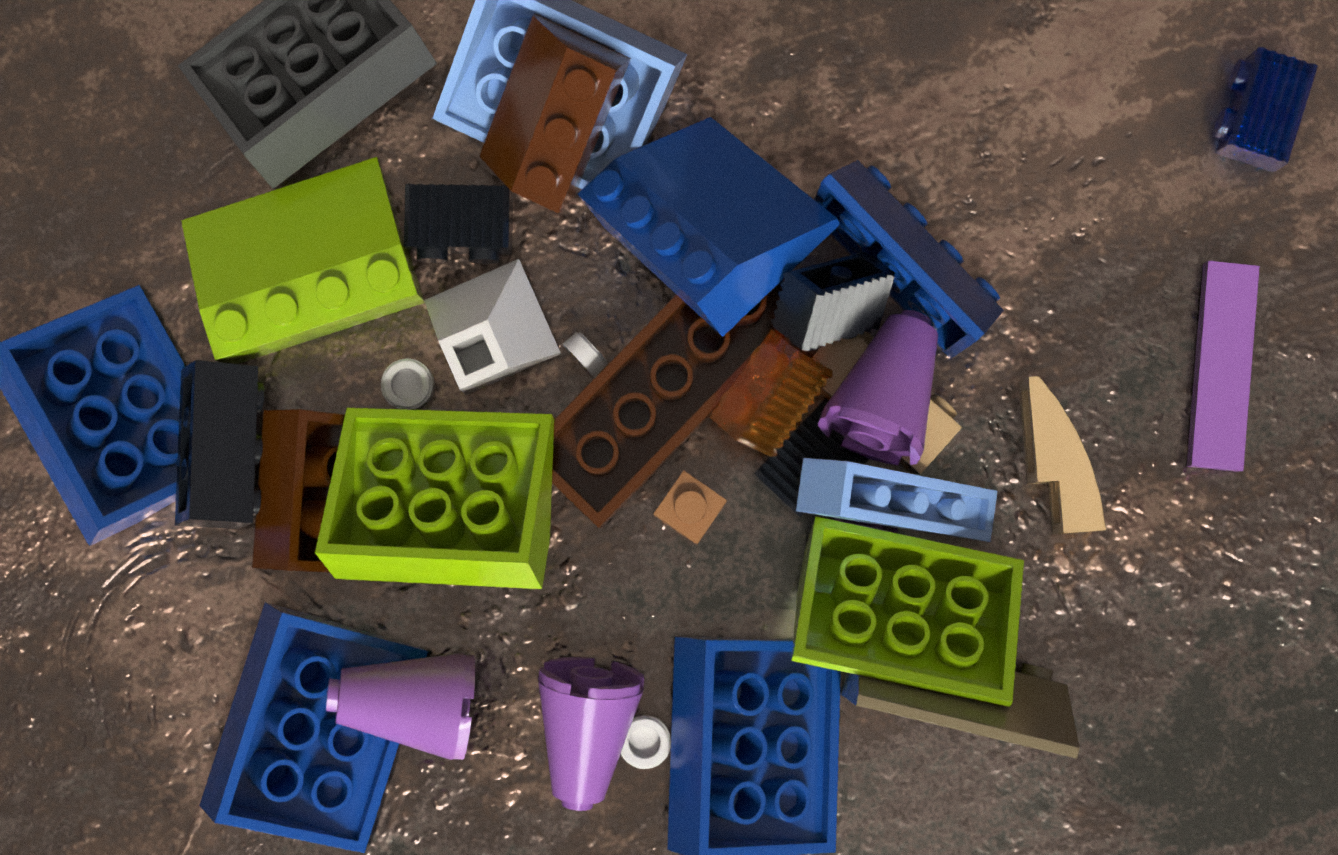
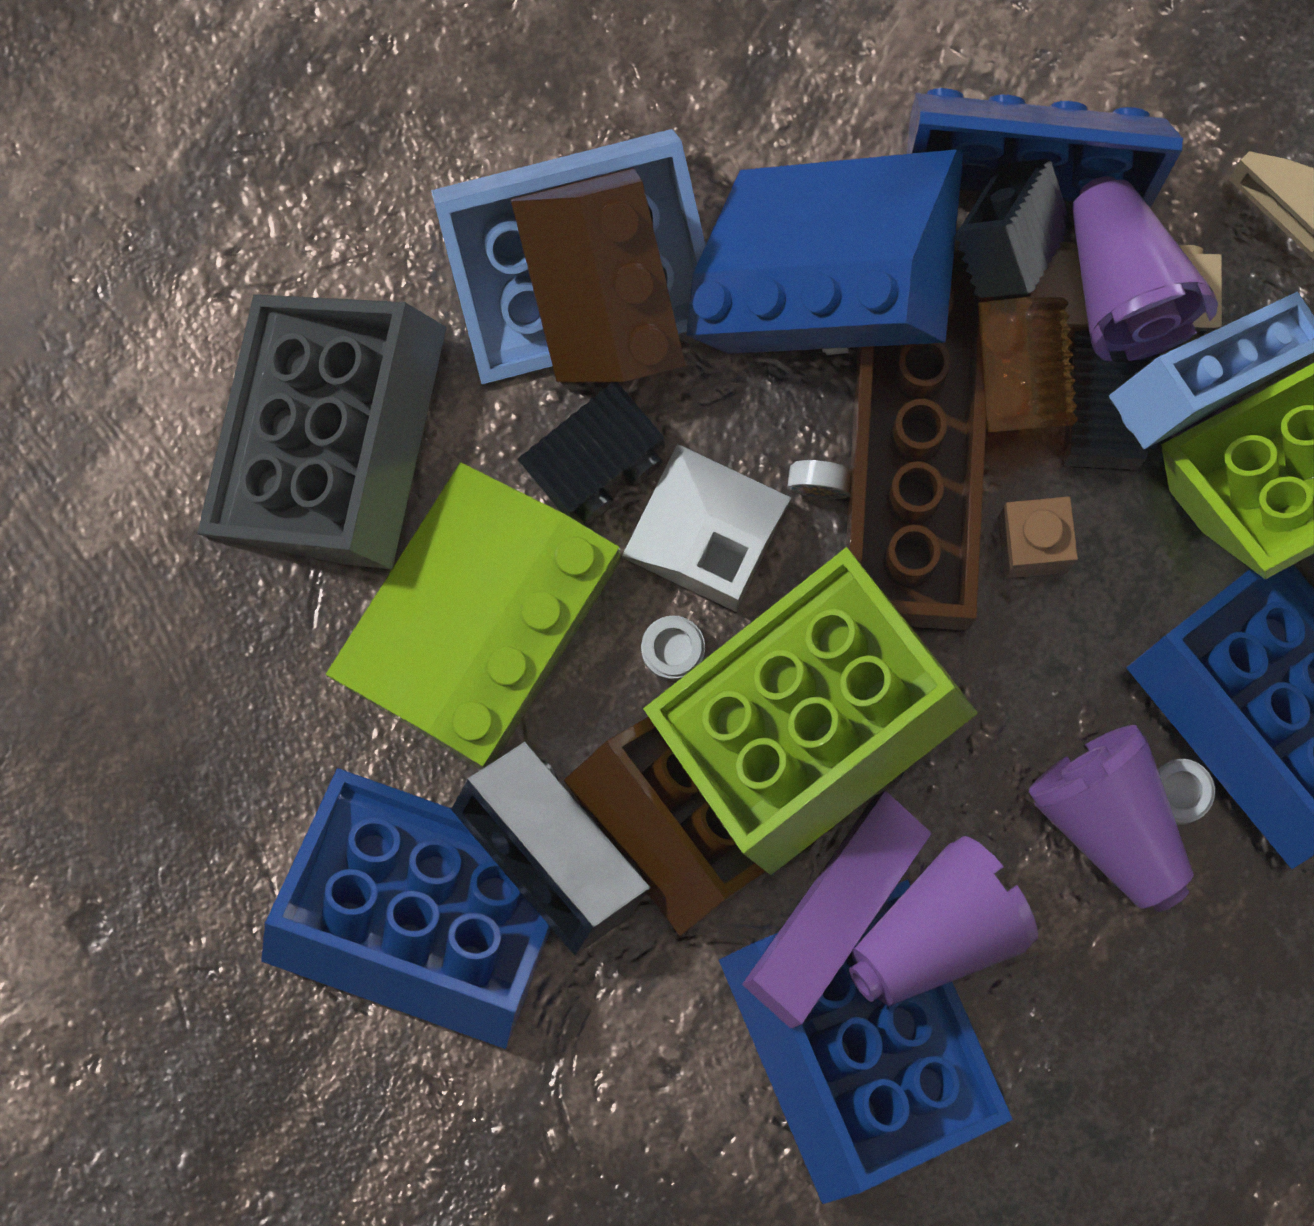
camera: 35 degrees left, 5 degrees down
(356, 635) = (837, 910): none -> medium lavender tile

